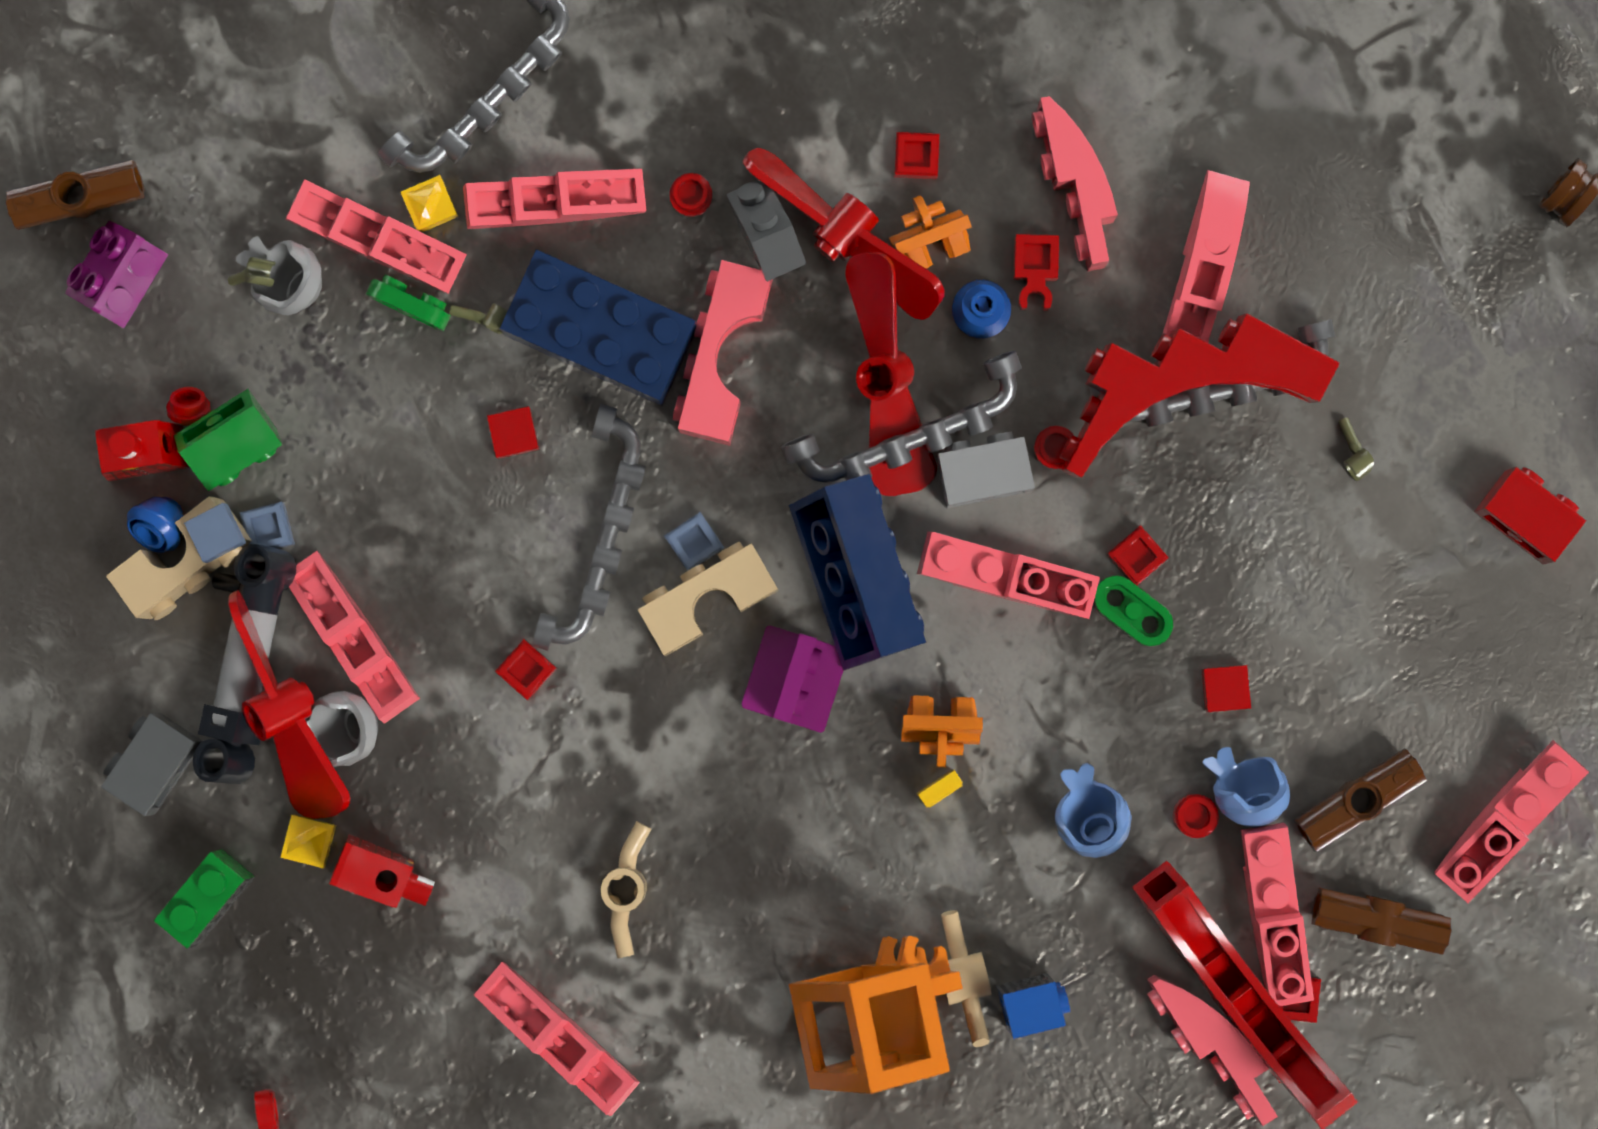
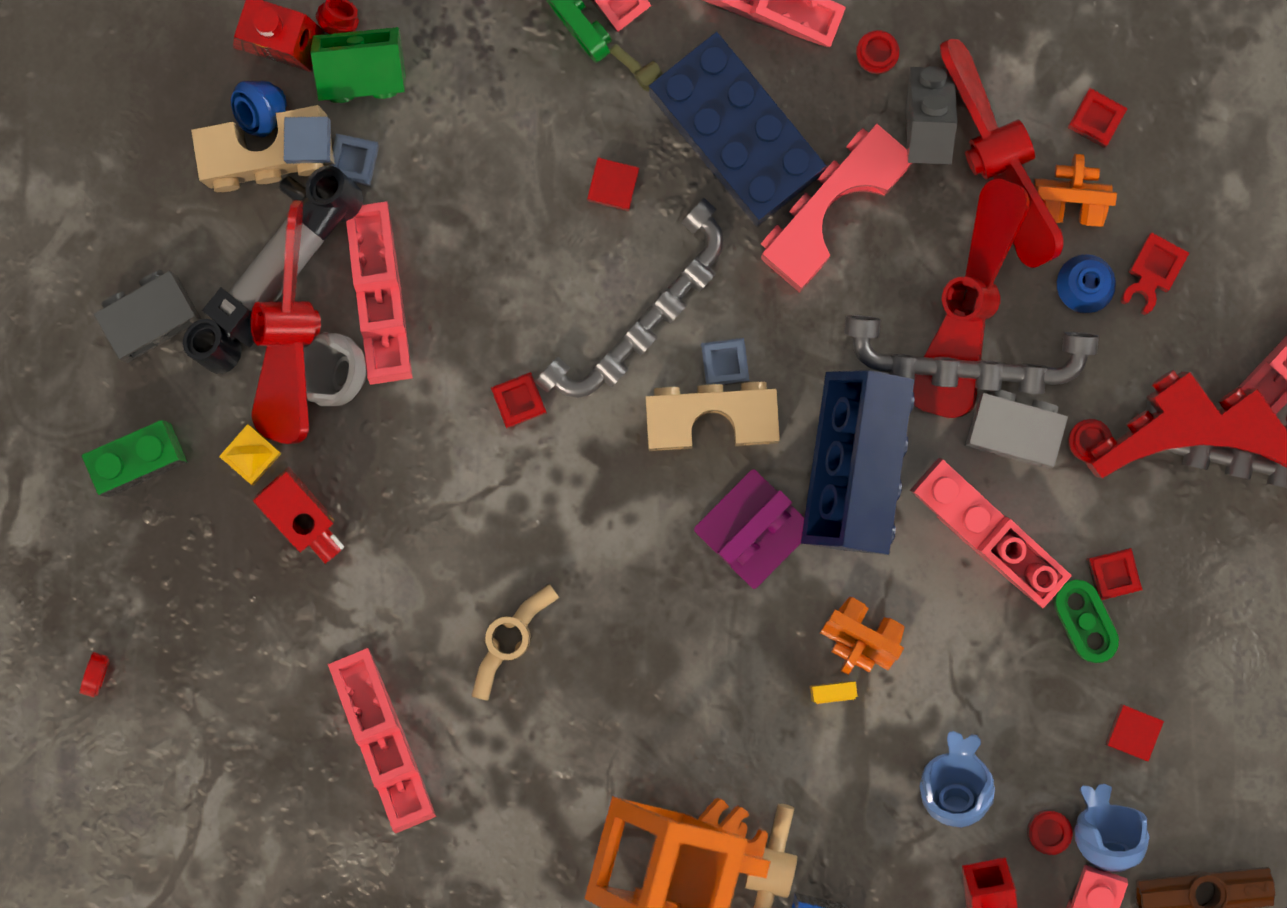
camera: 30 degrees right, 0 degrees up
(1074, 165) = (1235, 197): coral slope -> none

